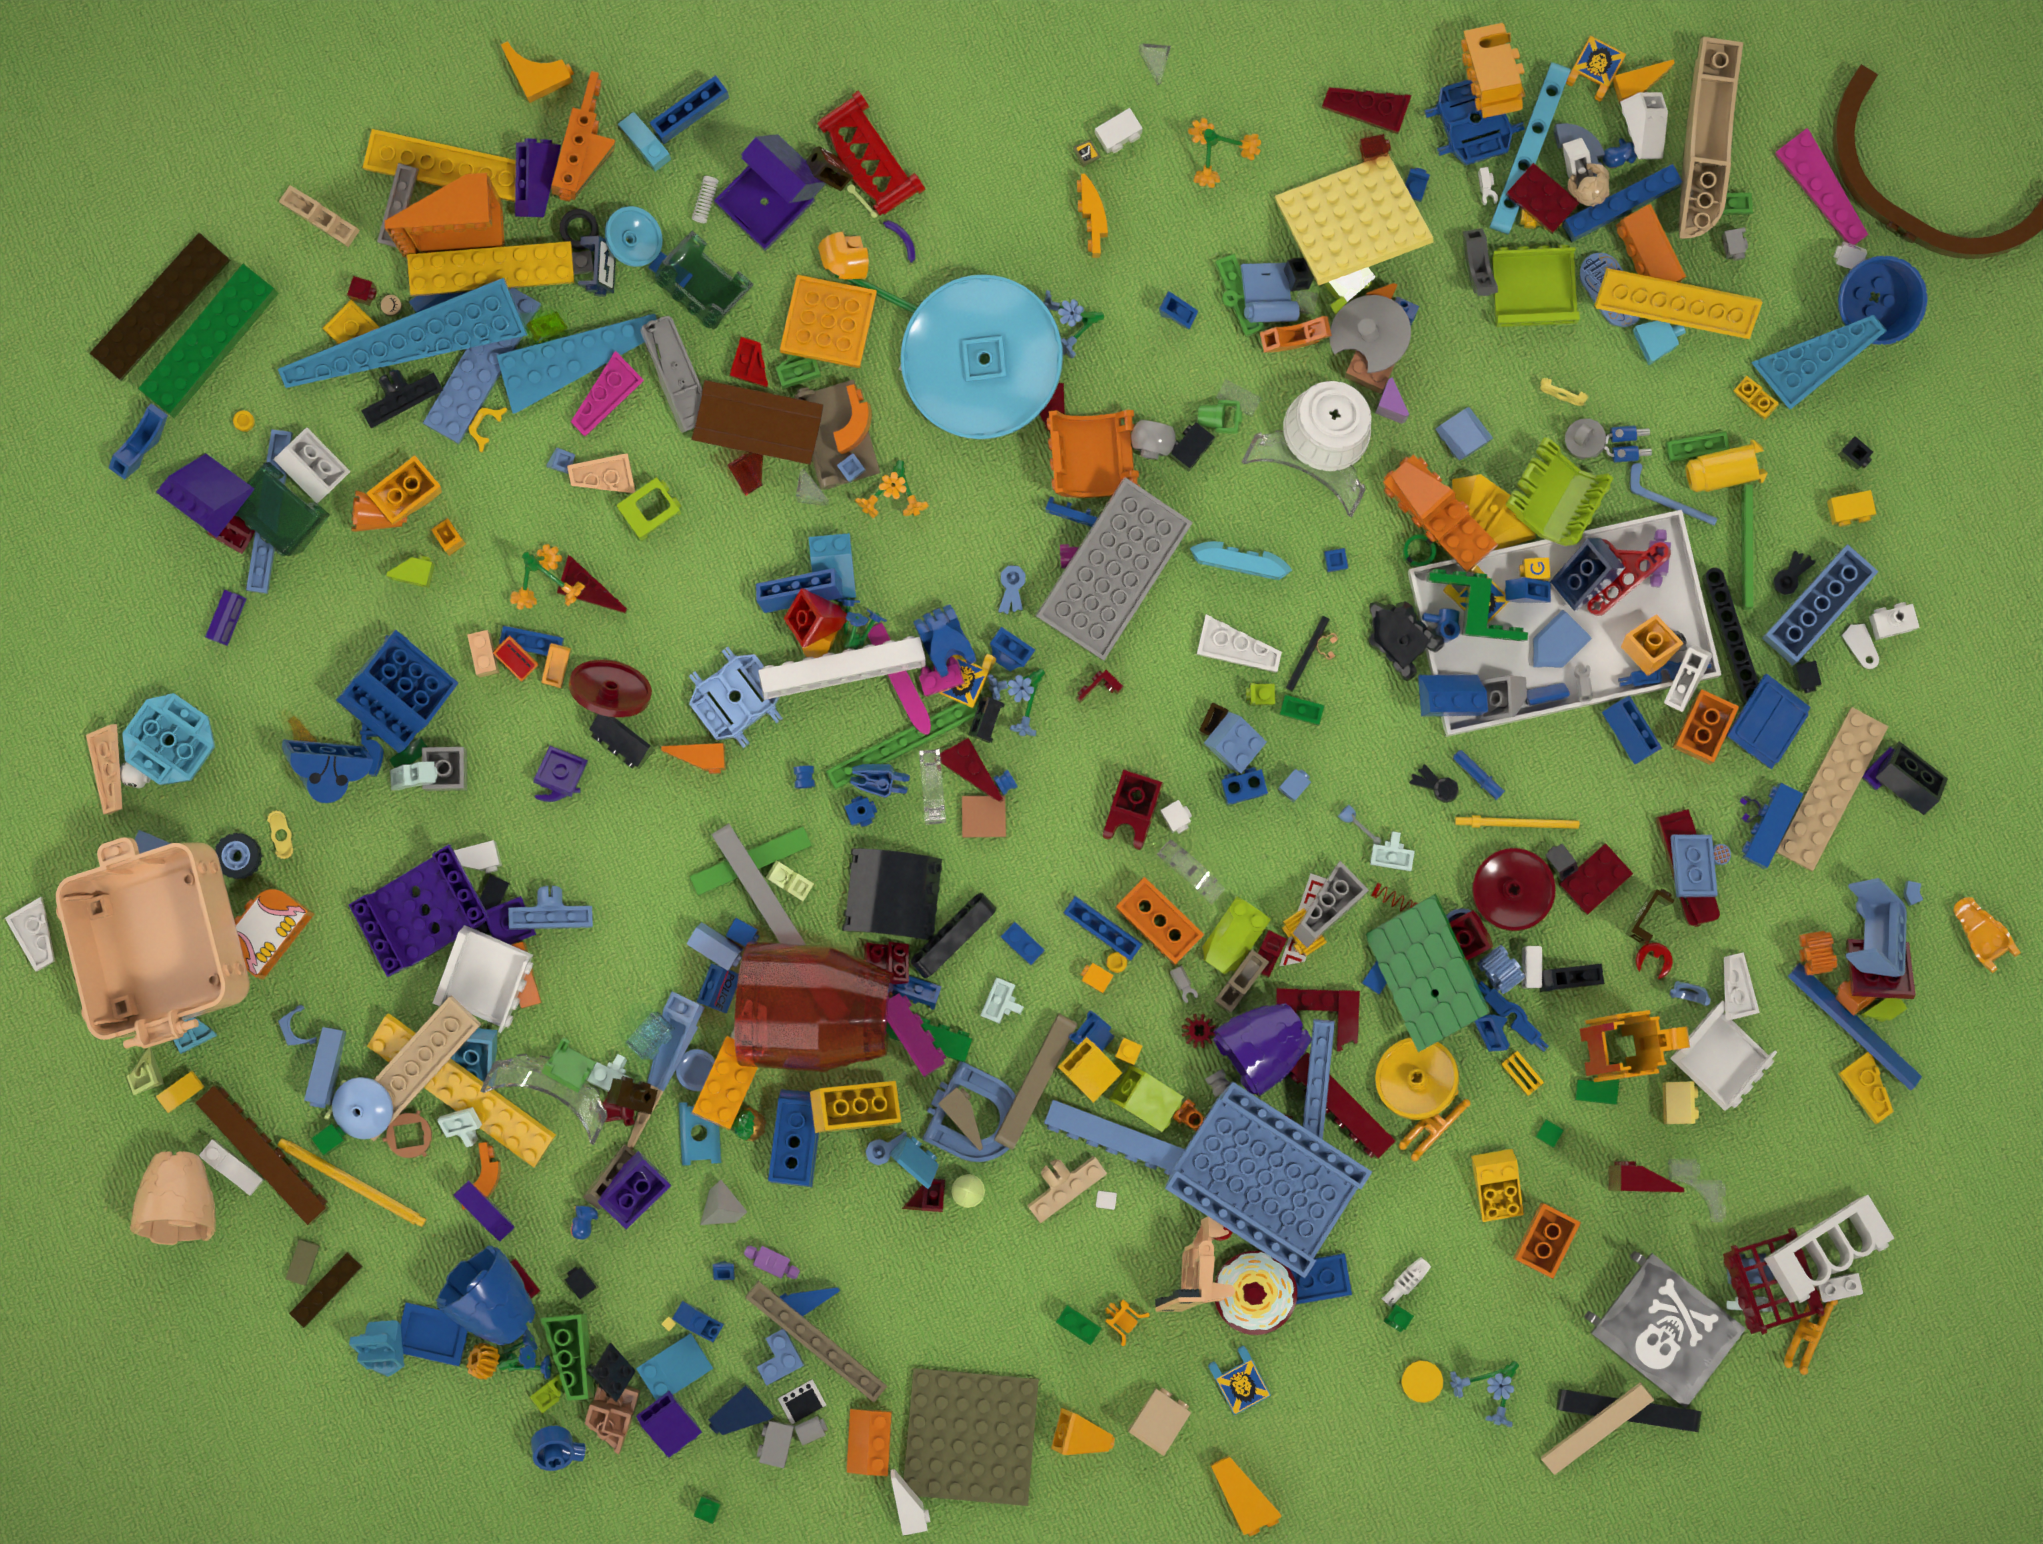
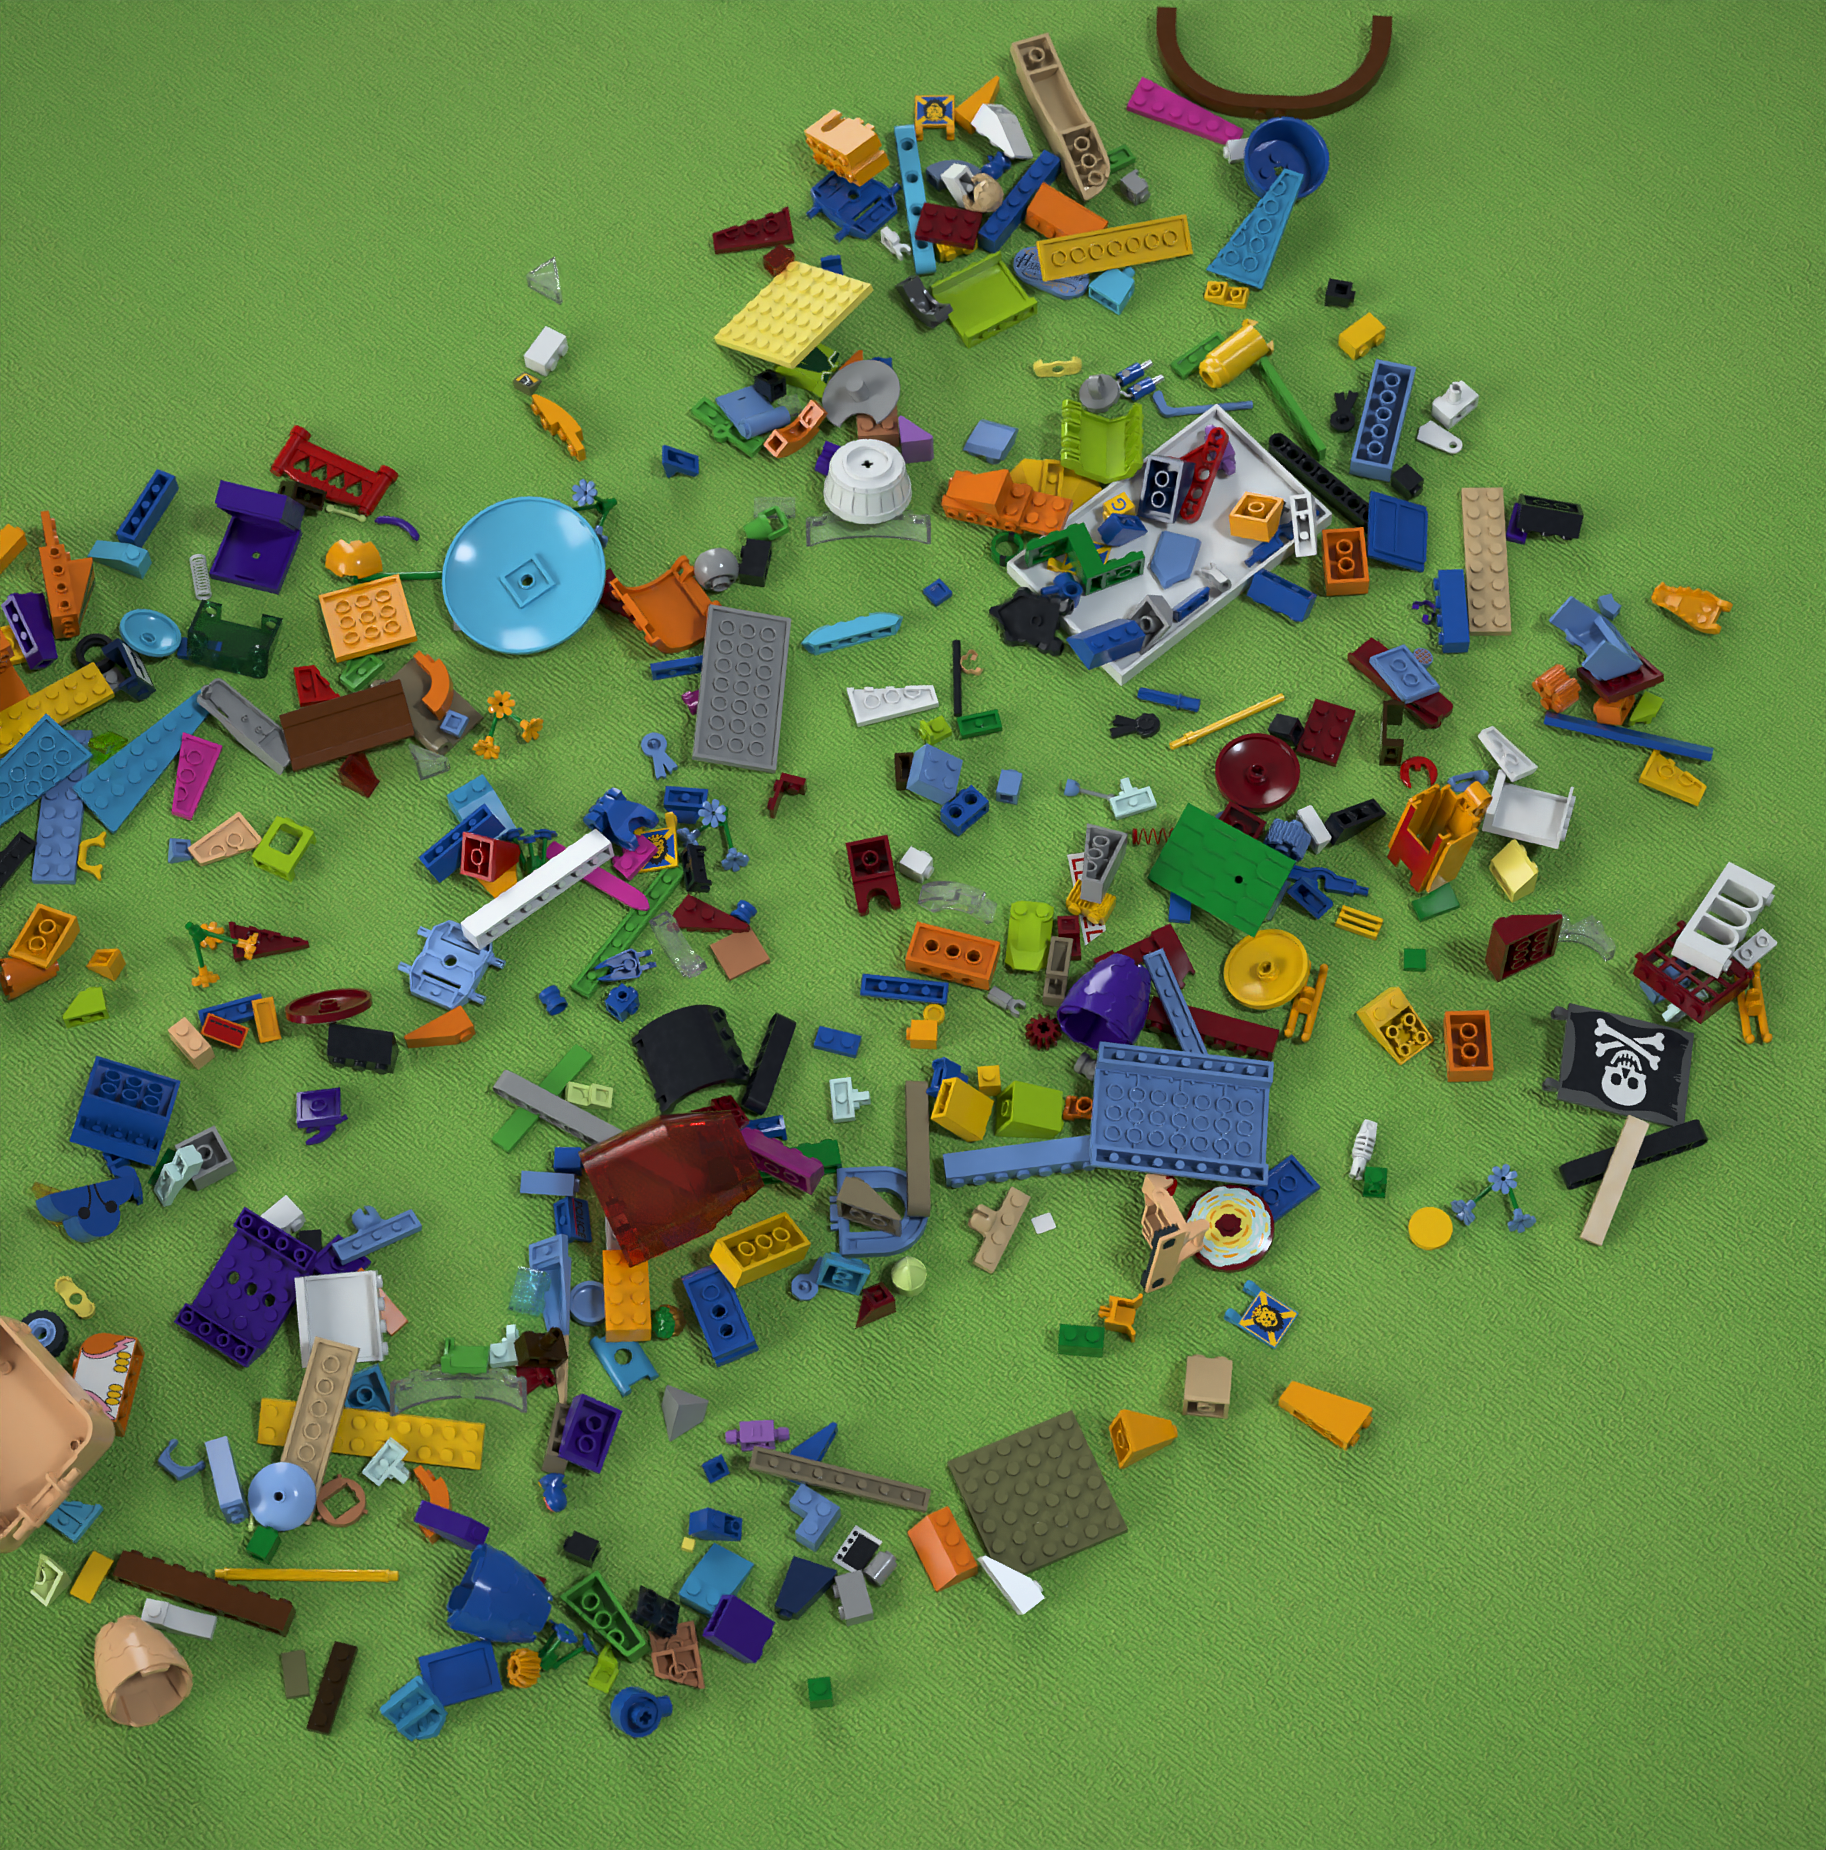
camera: 25 degrees left, 20 degrees down
(1205, 133) = (621, 319): light orange plant -> none
(1310, 377) = (824, 459): none -> dark purple leg

